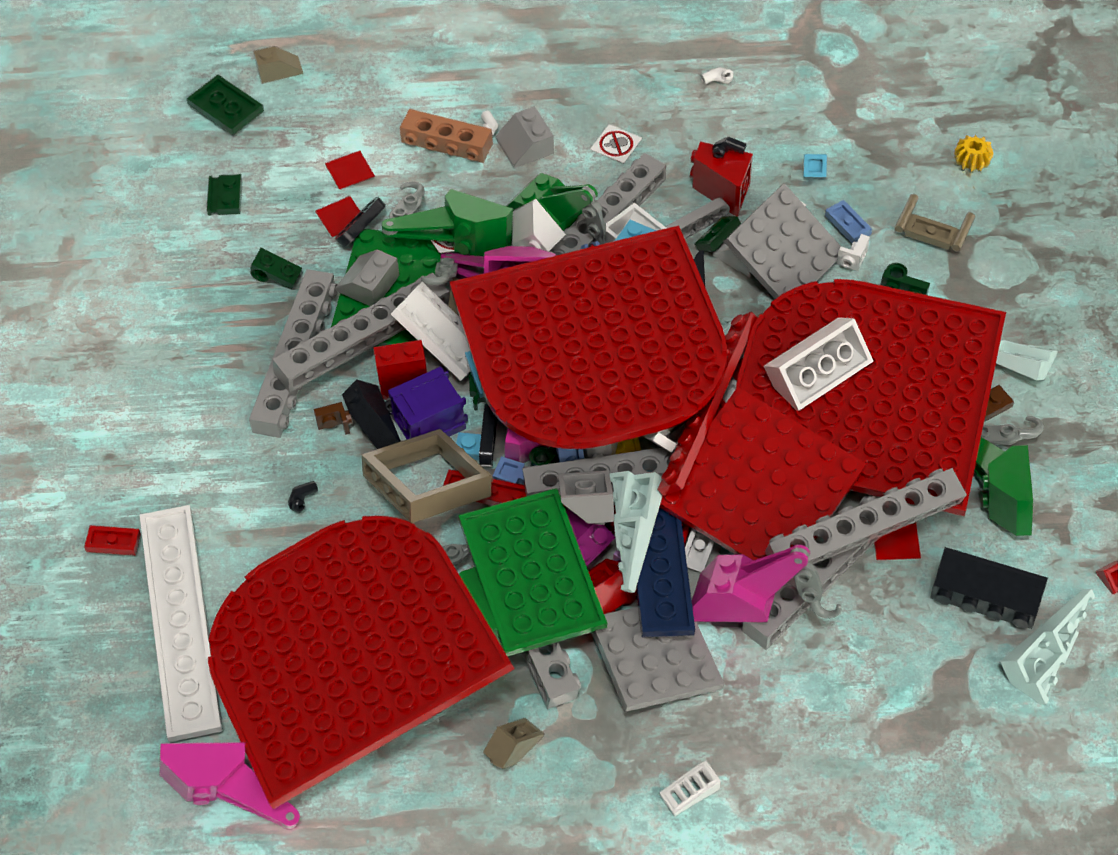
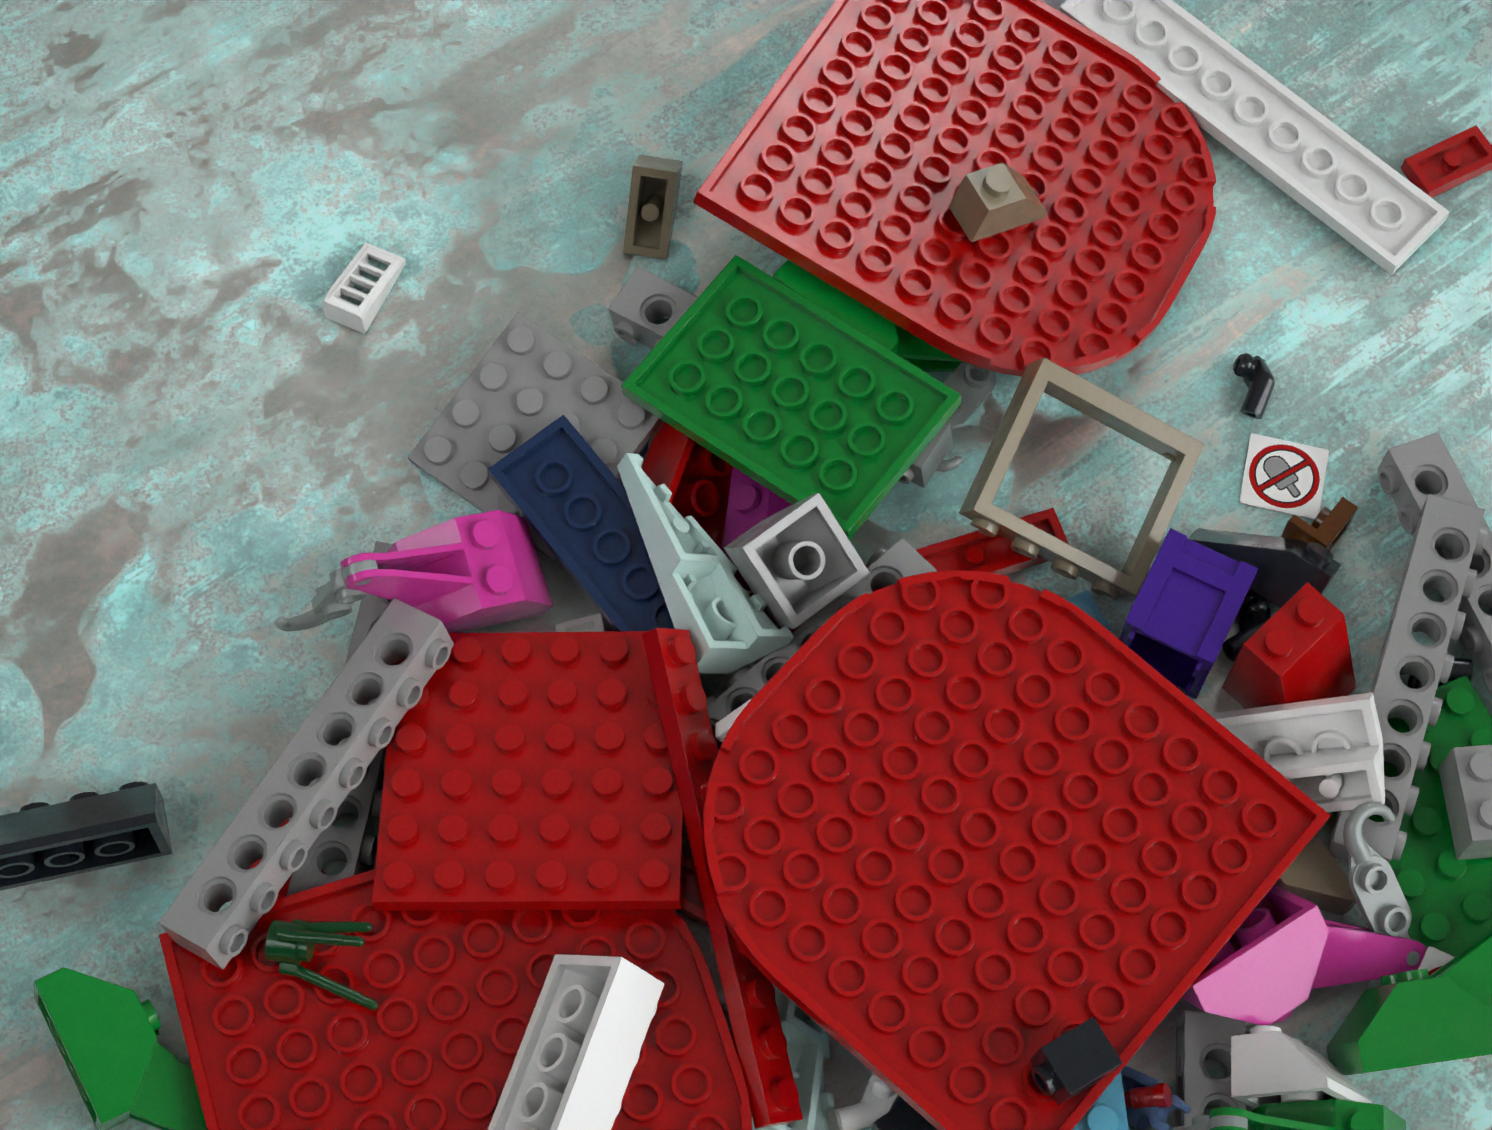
camera: 140 degrees right, 10 degrees up
(323, 457) = (1284, 476): none -> sticker
(361, 599) = (995, 202): none -> dark tan slope
(627, 243) = (1074, 1062): none -> black brick
(909, 466) = (296, 942): none -> dark green plant

